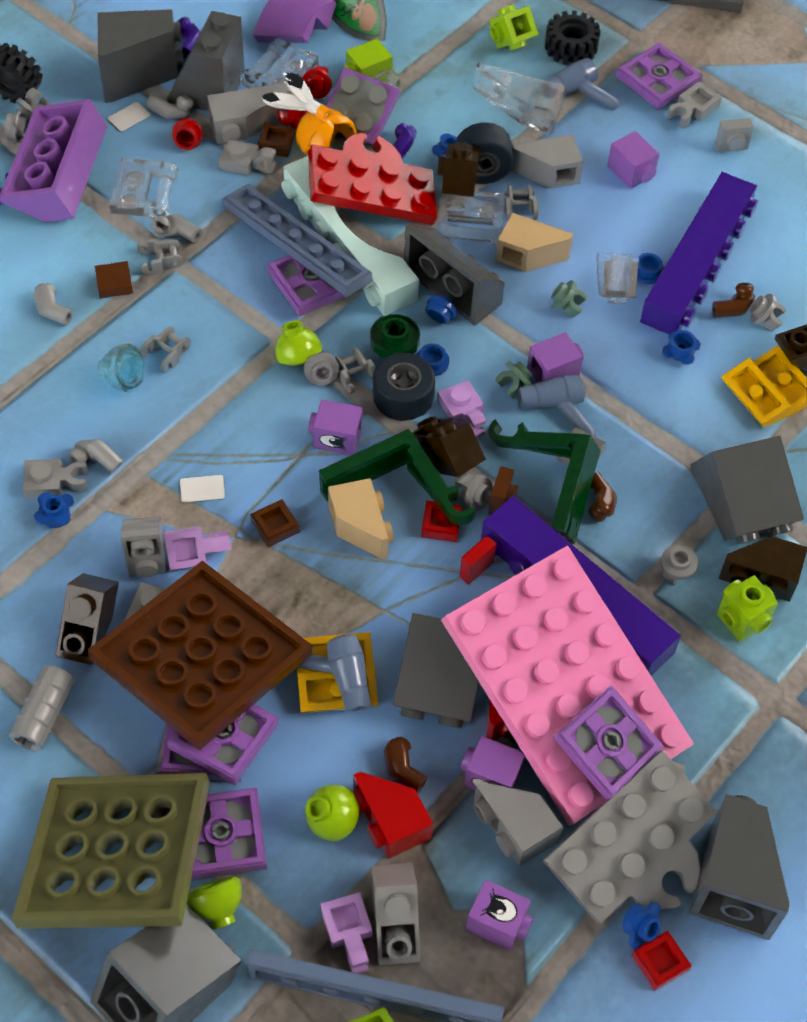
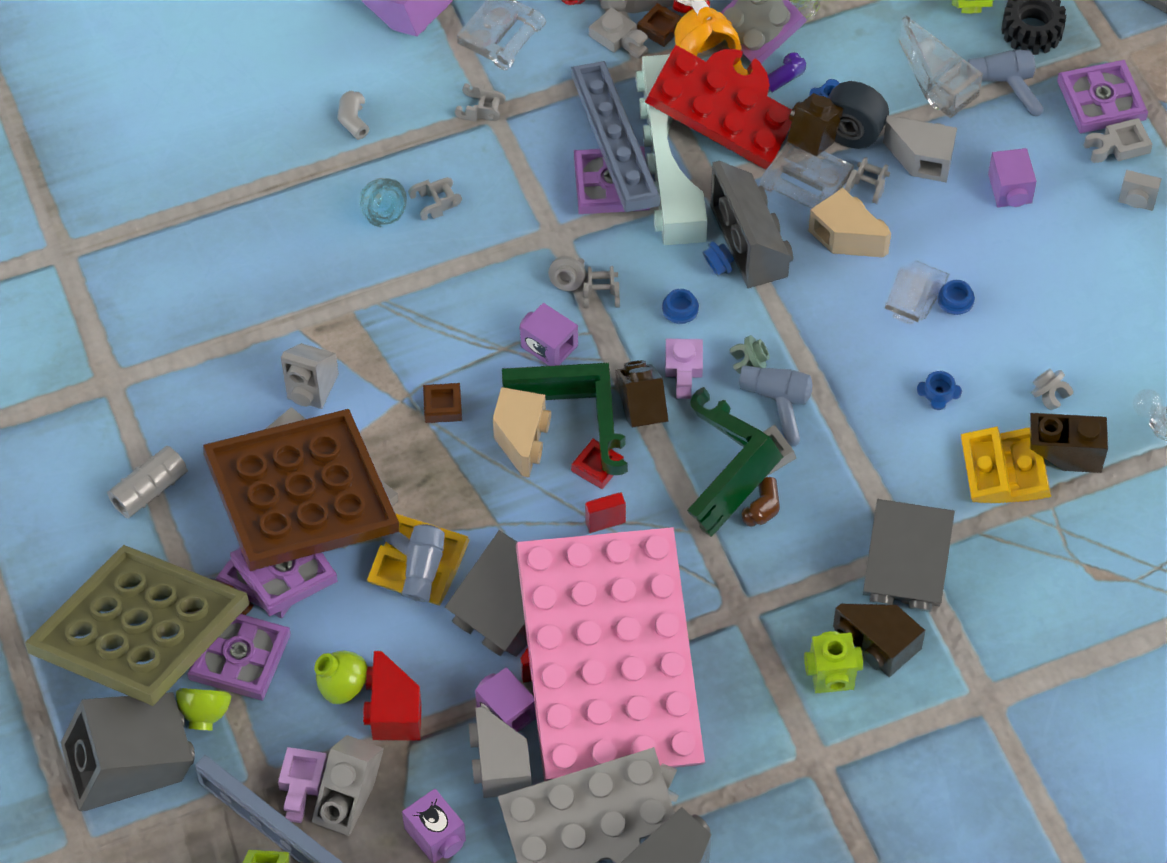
camera: 30 degrees right, 0 degrees up
(51, 477) = (263, 278): light grey plate -> none
(54, 518) = (255, 318): blue plate -> none
(85, 616) = (227, 413): slope -> none
(96, 450) = (316, 270): light grey arm -> none
(113, 279) = (424, 111): reddish brown tile -> none
(176, 225) = (512, 79): light grey arm -> none
(188, 547) = (351, 392): lavender plate -> none
(202, 488) = (396, 344): white sticker -> none
(296, 344) = (555, 240): lime brick -> none
(394, 335) = (654, 269): dark green plate -> none
(398, 764) = (425, 663): reddish brown arm -> none
(403, 386) = (634, 321): black wheel -> none
(475, 491) = (644, 448): light grey plate -> none
(502, 489) = (667, 459): reddish brown plate -> none
(527, 539) = (713, 641): dark purple brick -> none
(555, 358) = (800, 350): medium lavender brick -> none
(566, 296) = (849, 293): sand green plate -> none
(608, 742) = (610, 718): medium lavender piece -> none
(678, 563) = (794, 594): light grey plate -> none
(698, 254) = (1018, 301): dark purple brick -> none
(738, 304) = (1028, 369): reddish brown arm -> none

